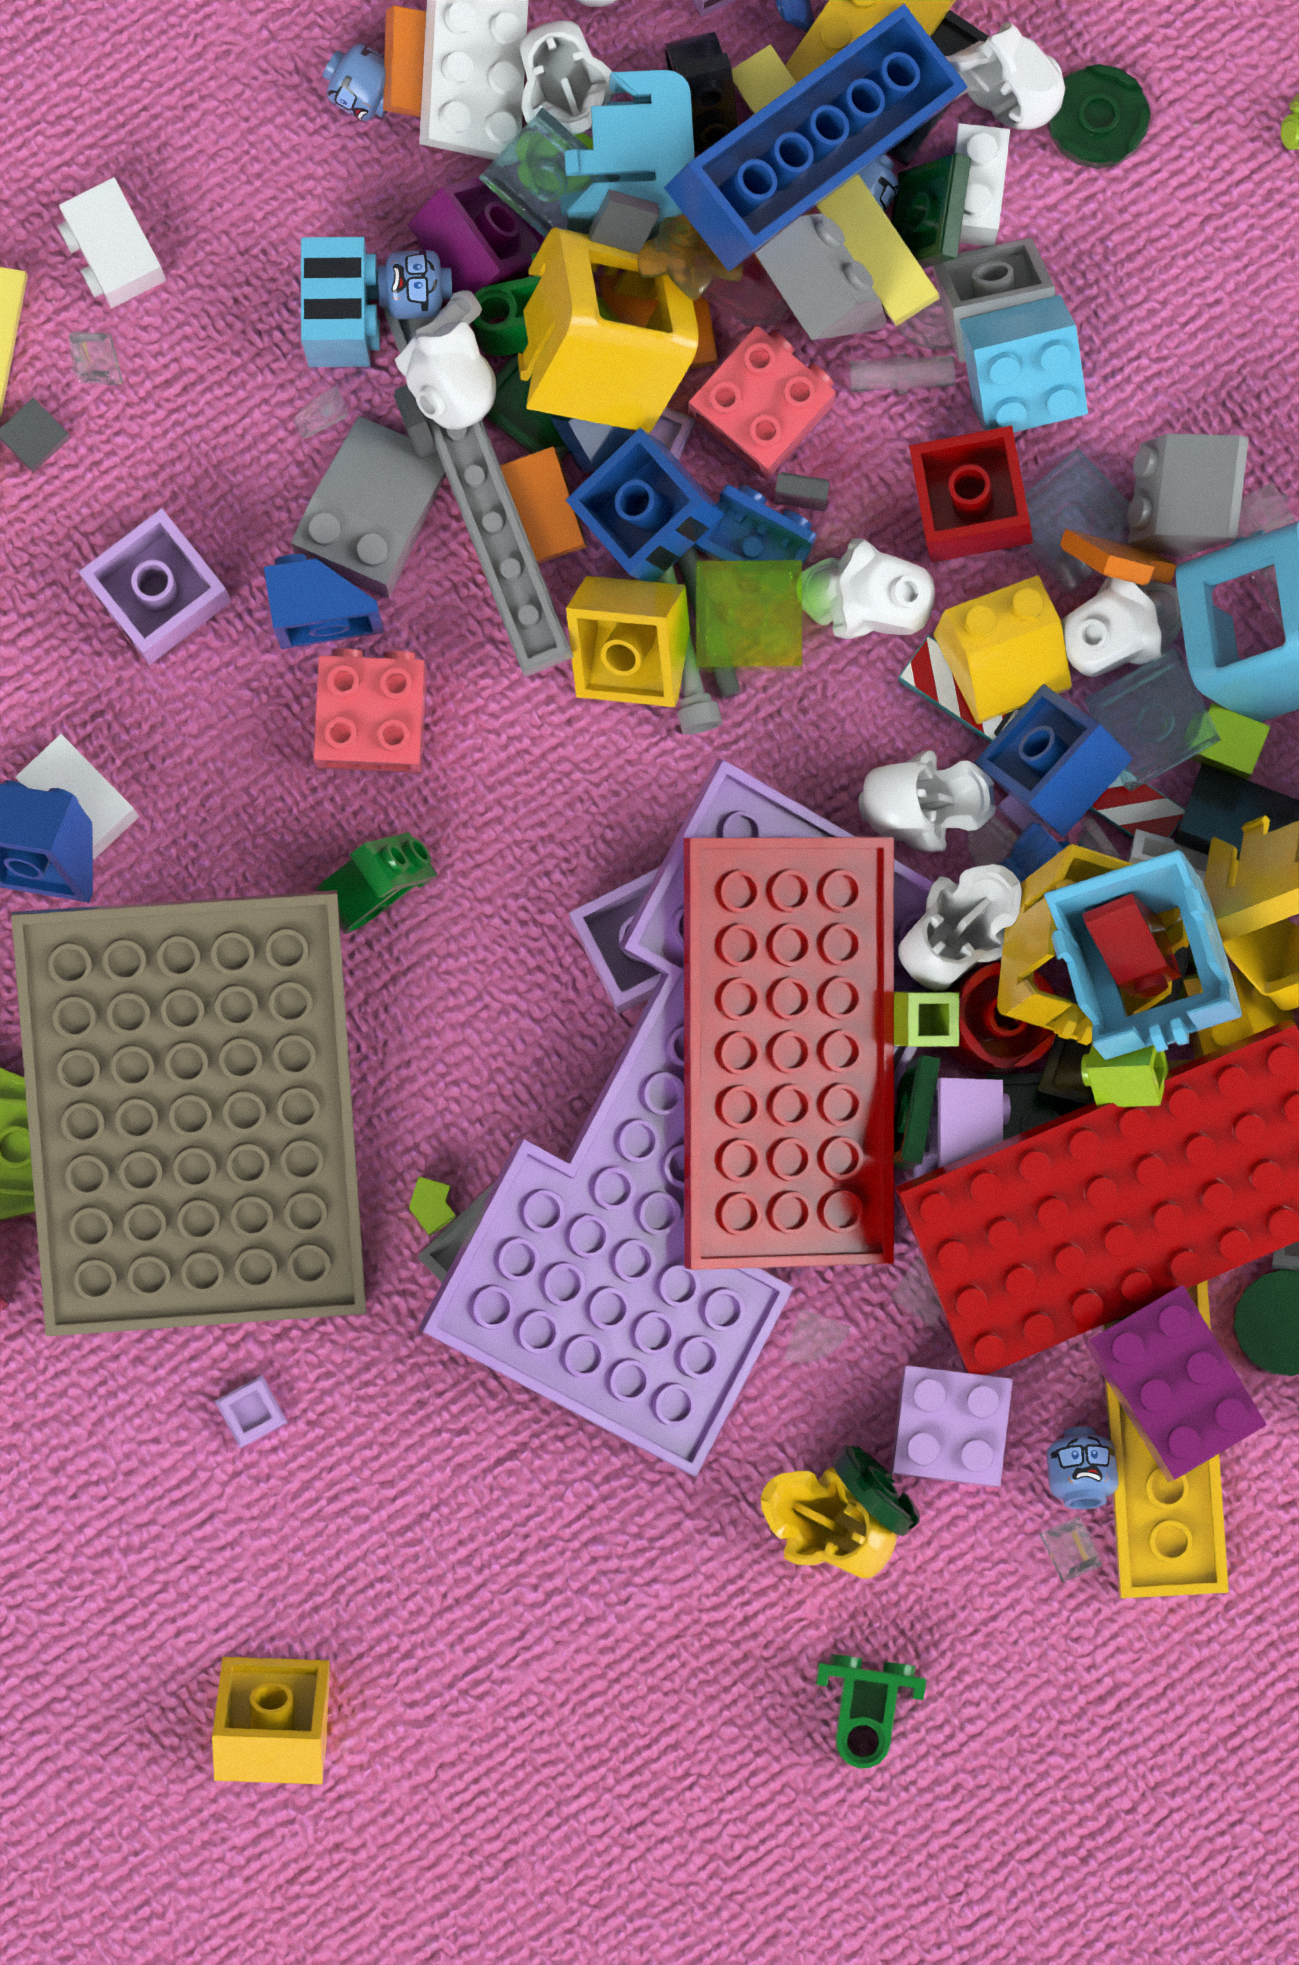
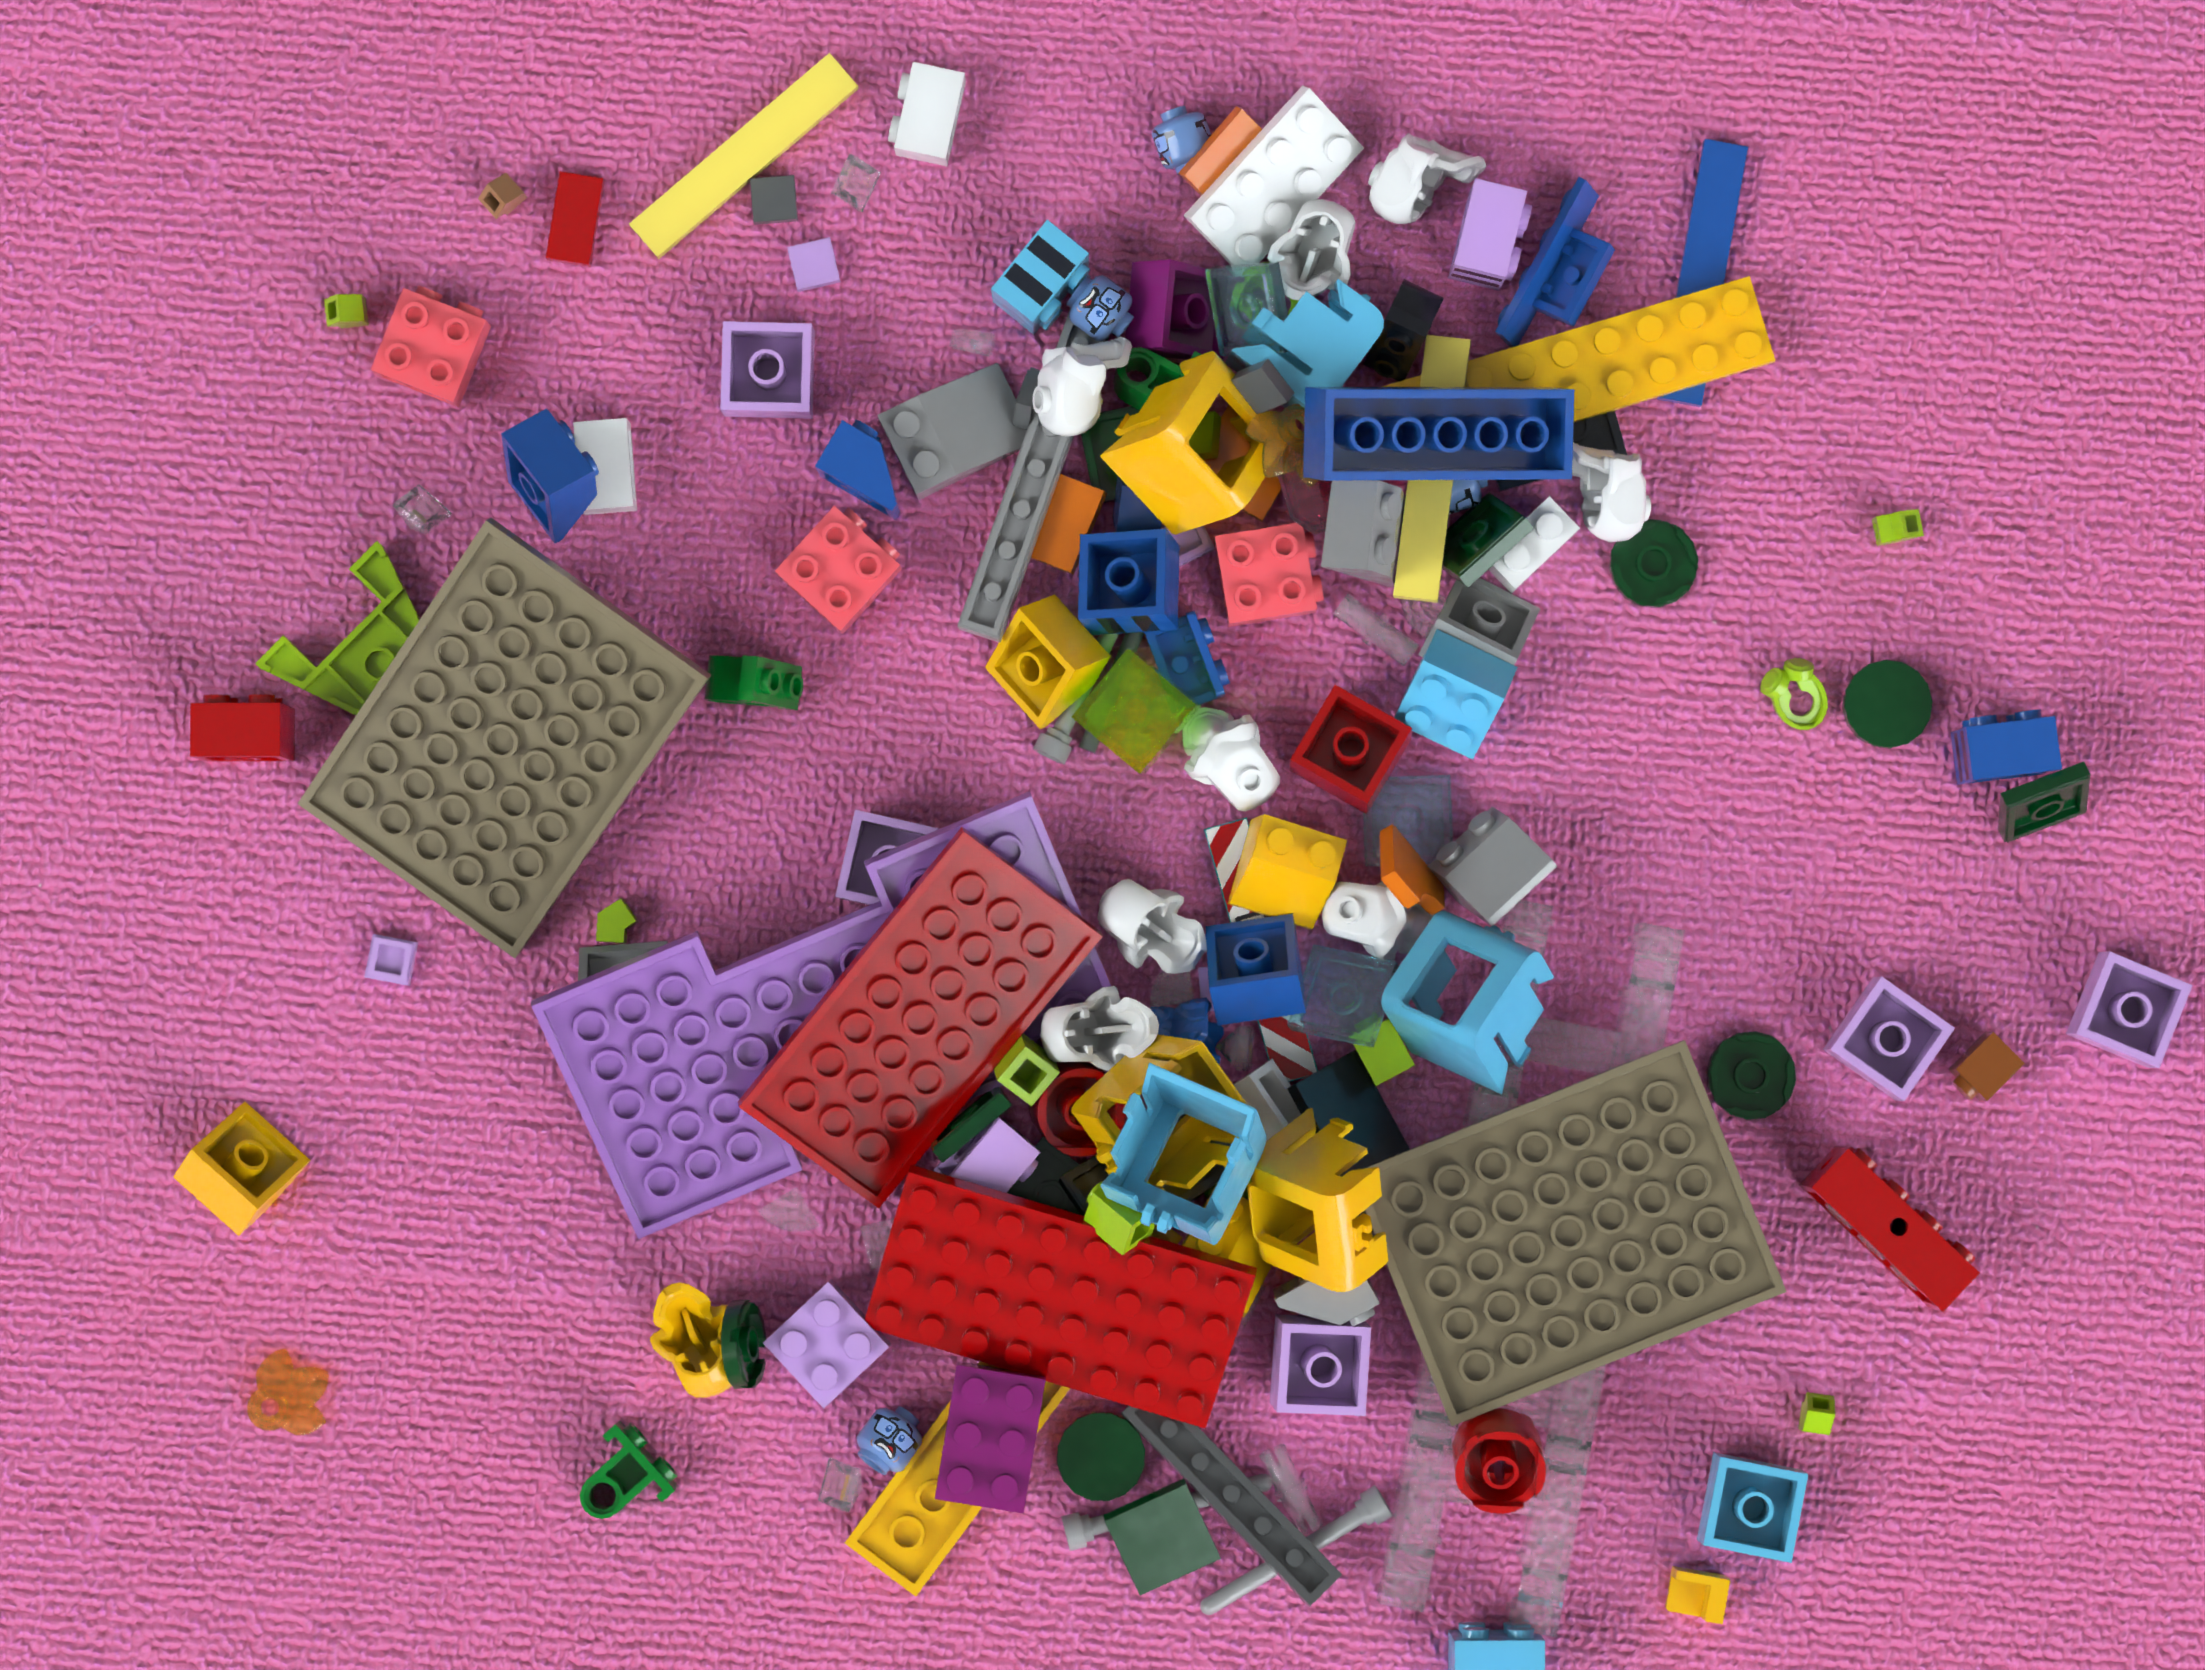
camera: 40 degrees right, 5 degrees up
(117, 463) = (813, 264): none -> lavender tile
(491, 1890) = (292, 1390): none -> clear yellow plate
(801, 491) = (1243, 654): dark grey tile -> none
(1133, 946) = (1187, 1141): red slope -> none

